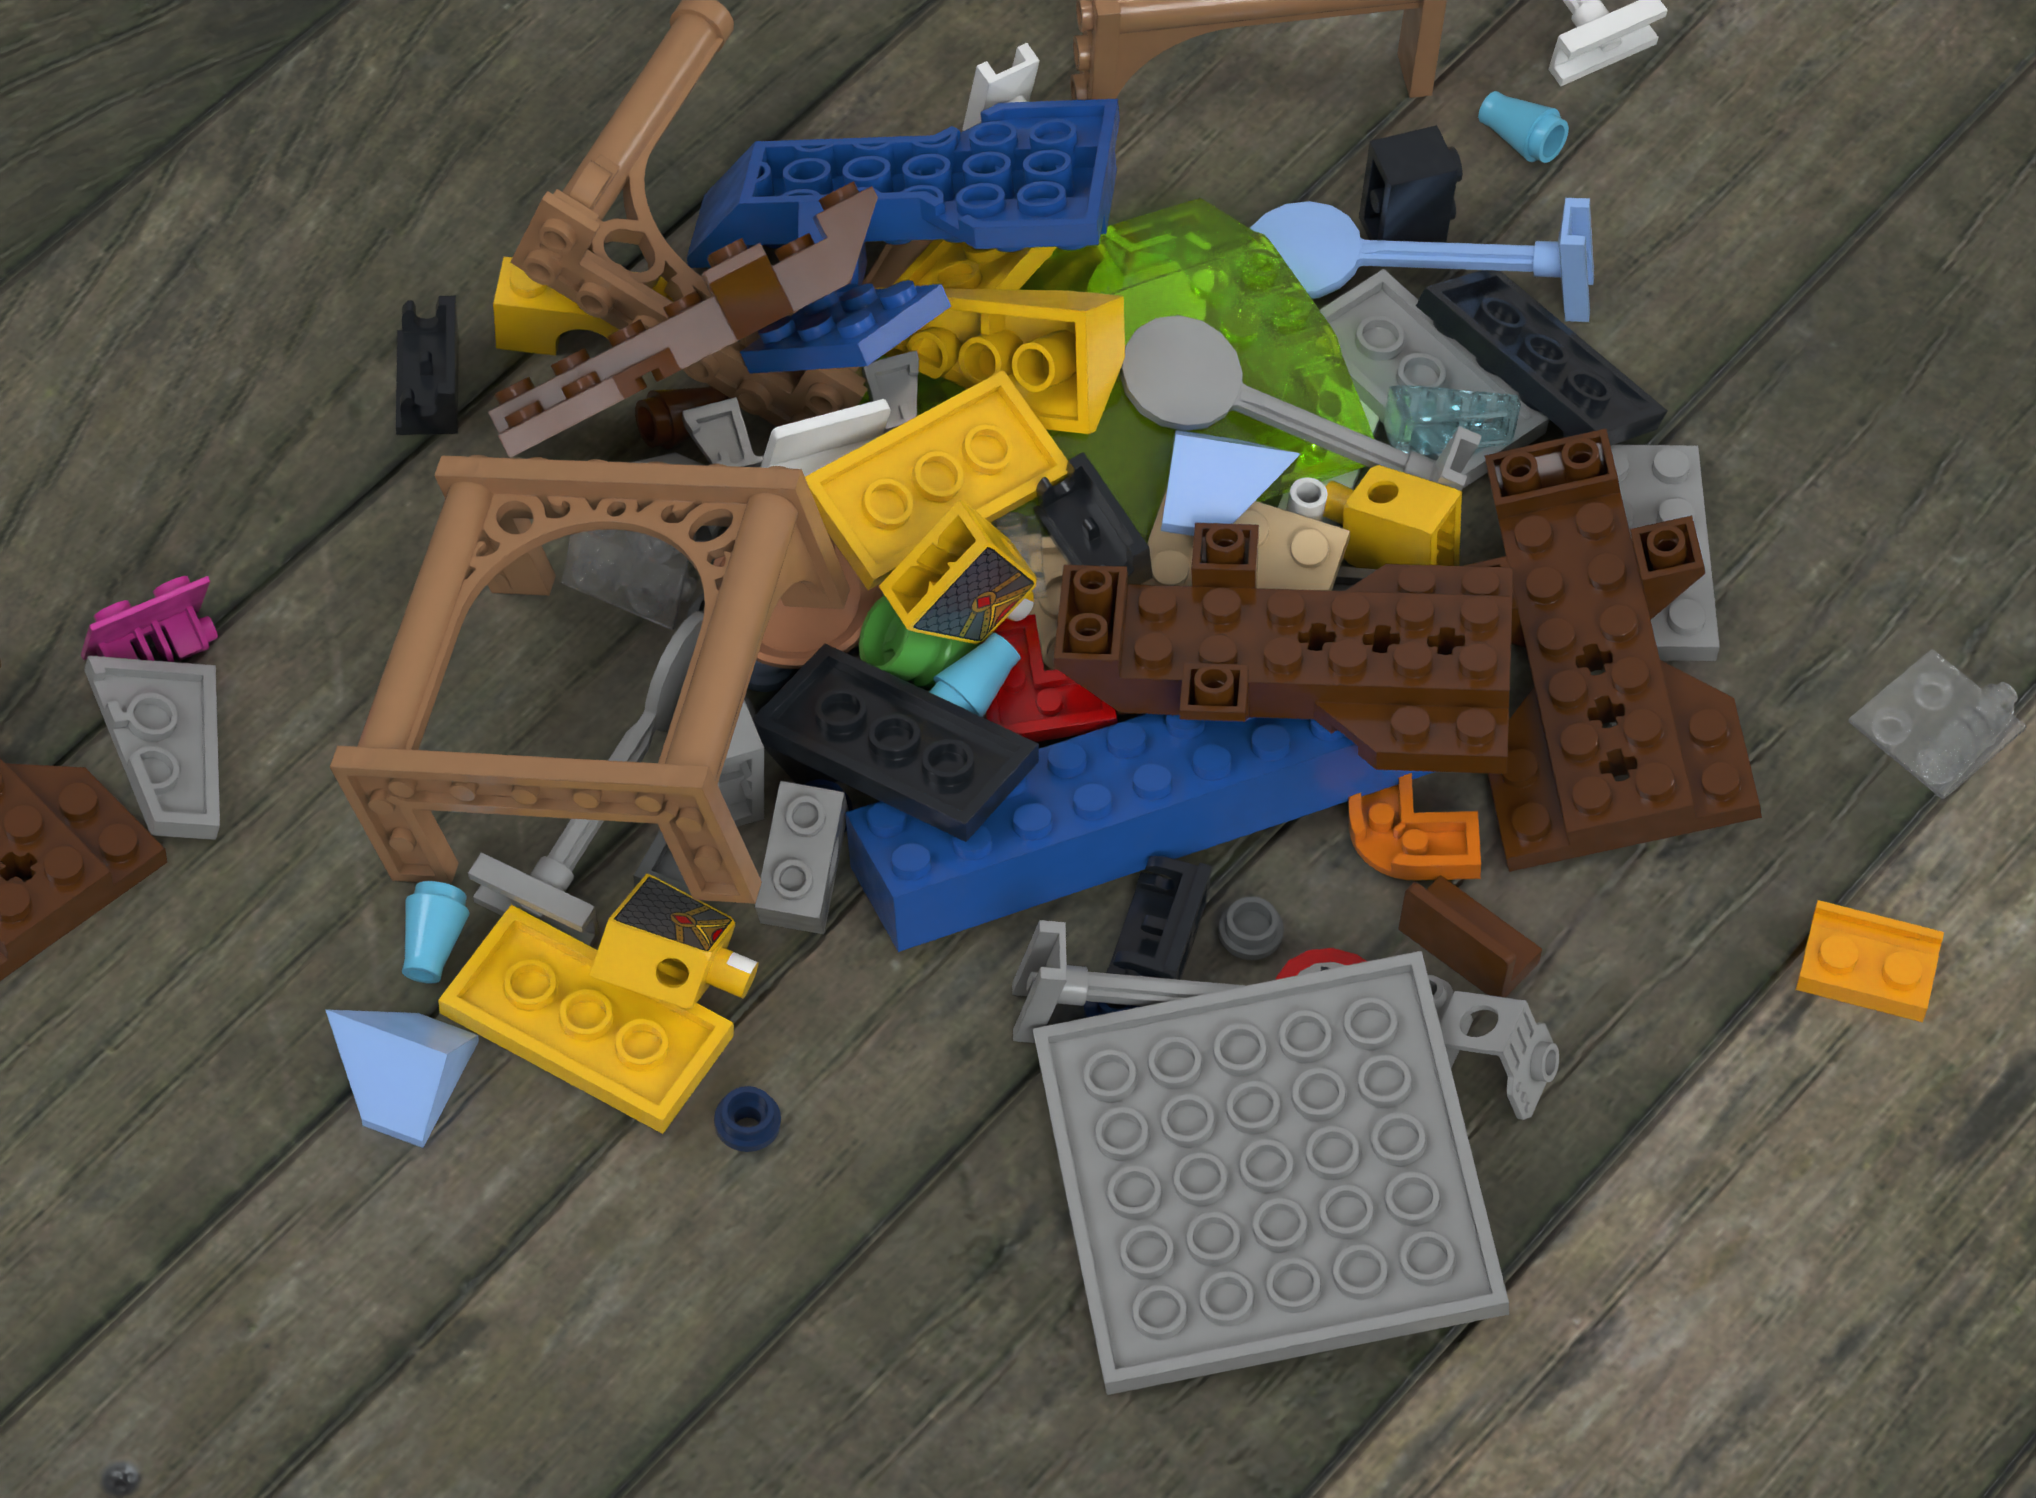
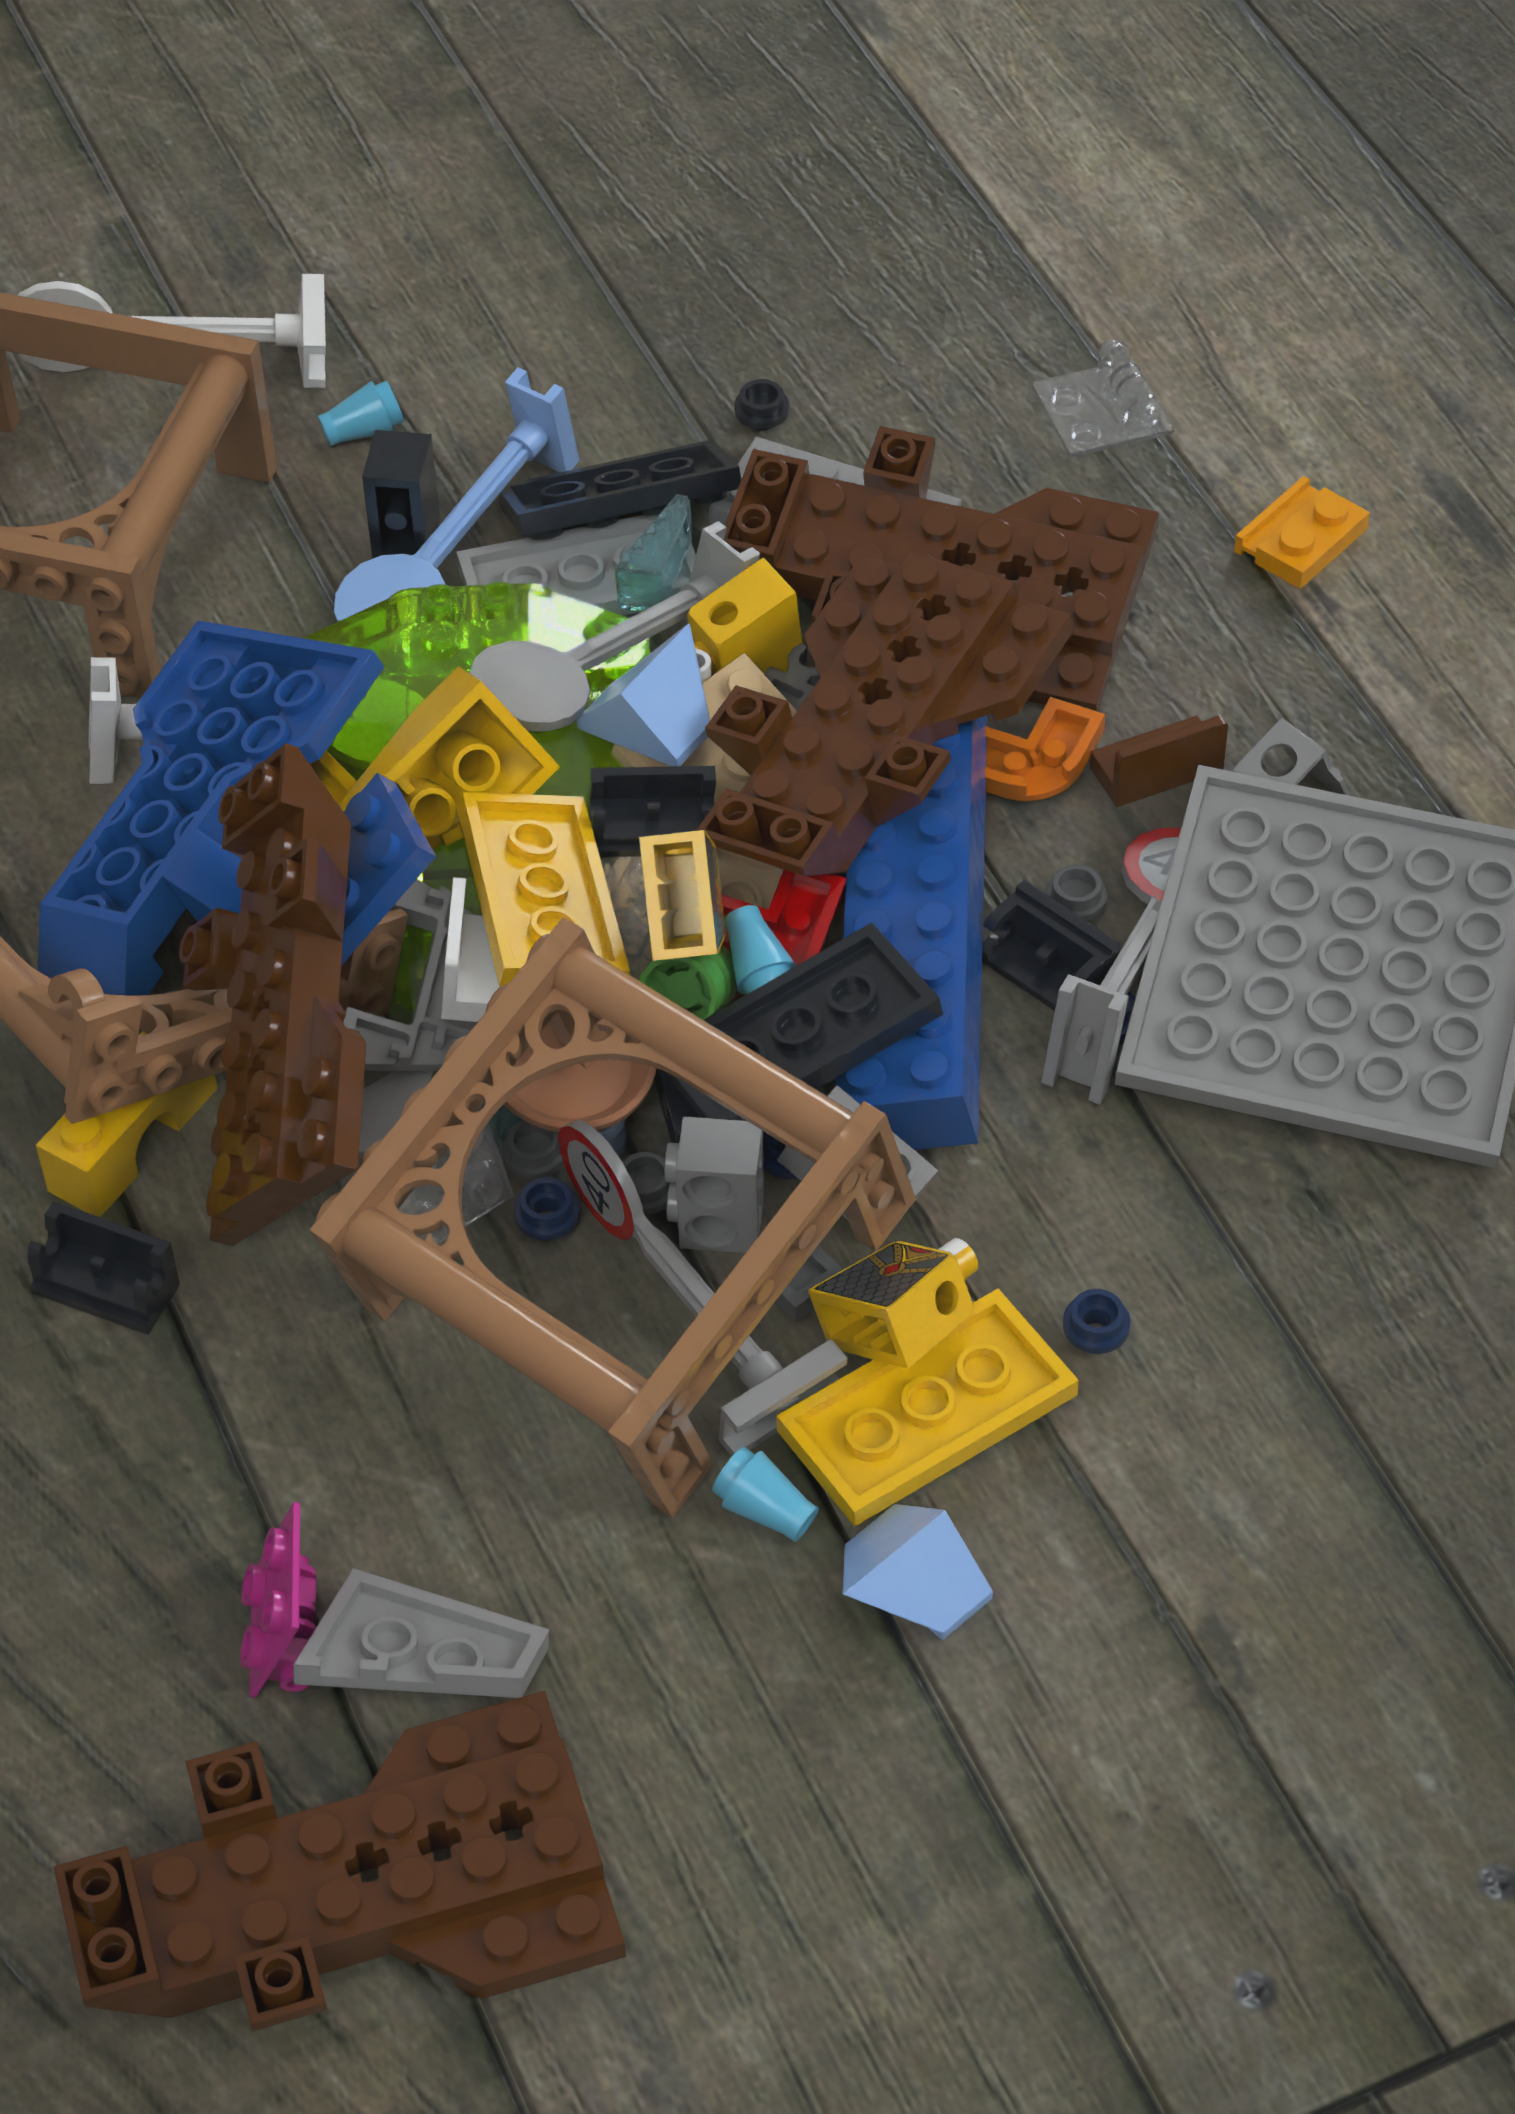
camera: 60 degrees left, 5 degrees down
(647, 643) = (546, 1195): none -> dark blue plate
(1748, 435) = (761, 405): none -> black plate

